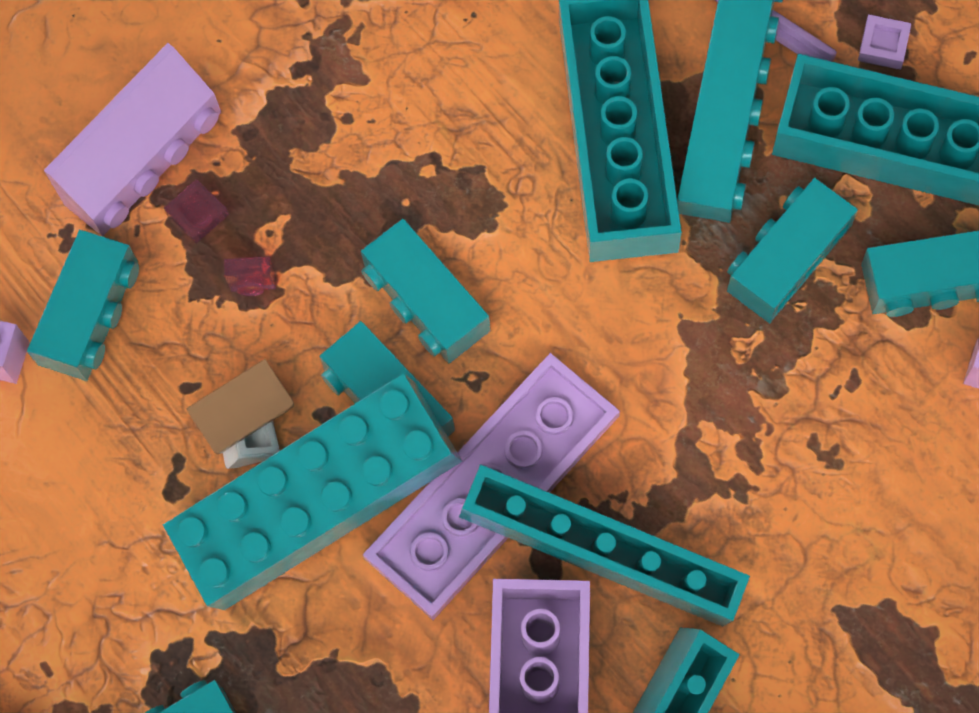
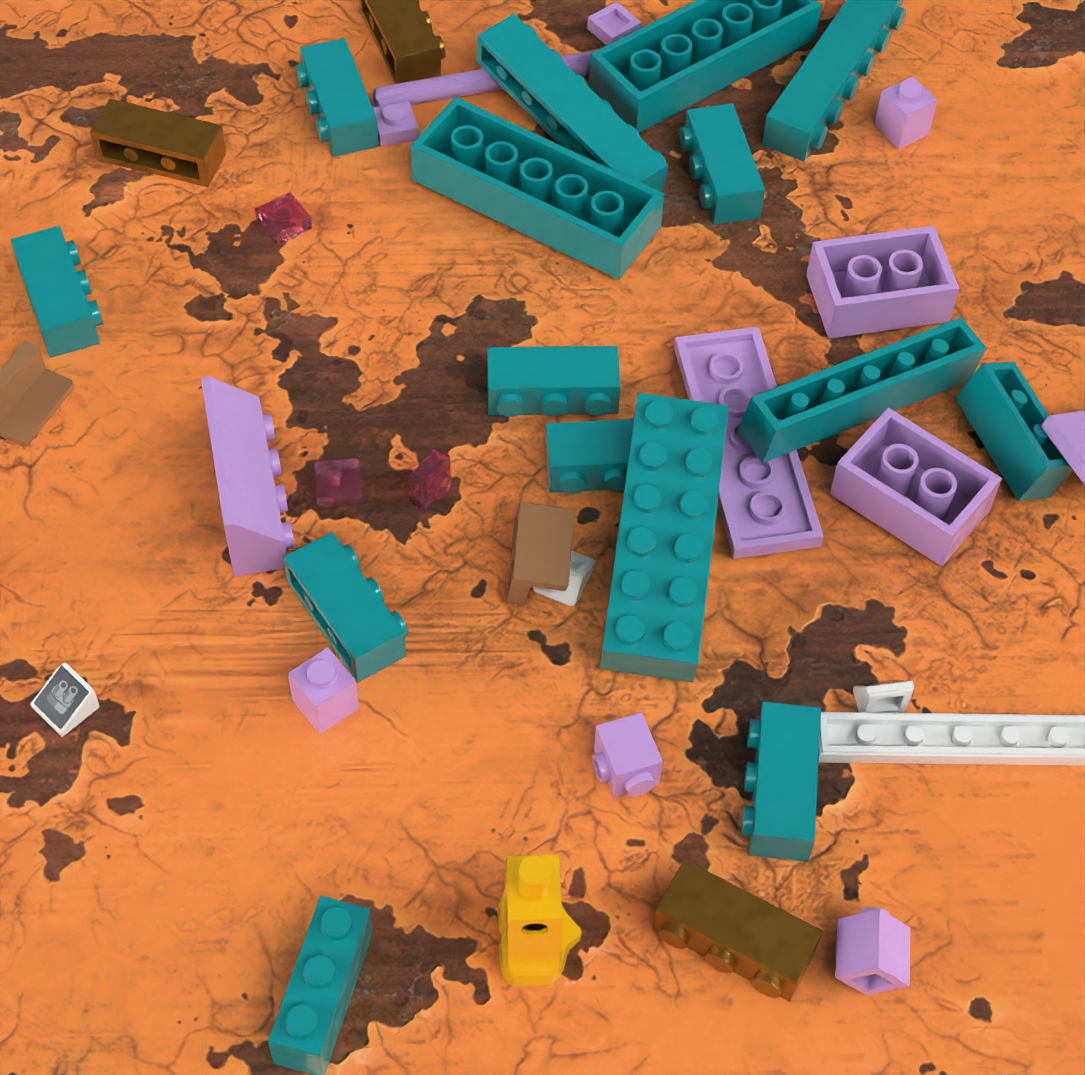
camera: 60 degrees left, 15 degrees down
(101, 610) = (626, 756): none -> lavender brick
(754, 478) = (881, 281): none -> lavender brick

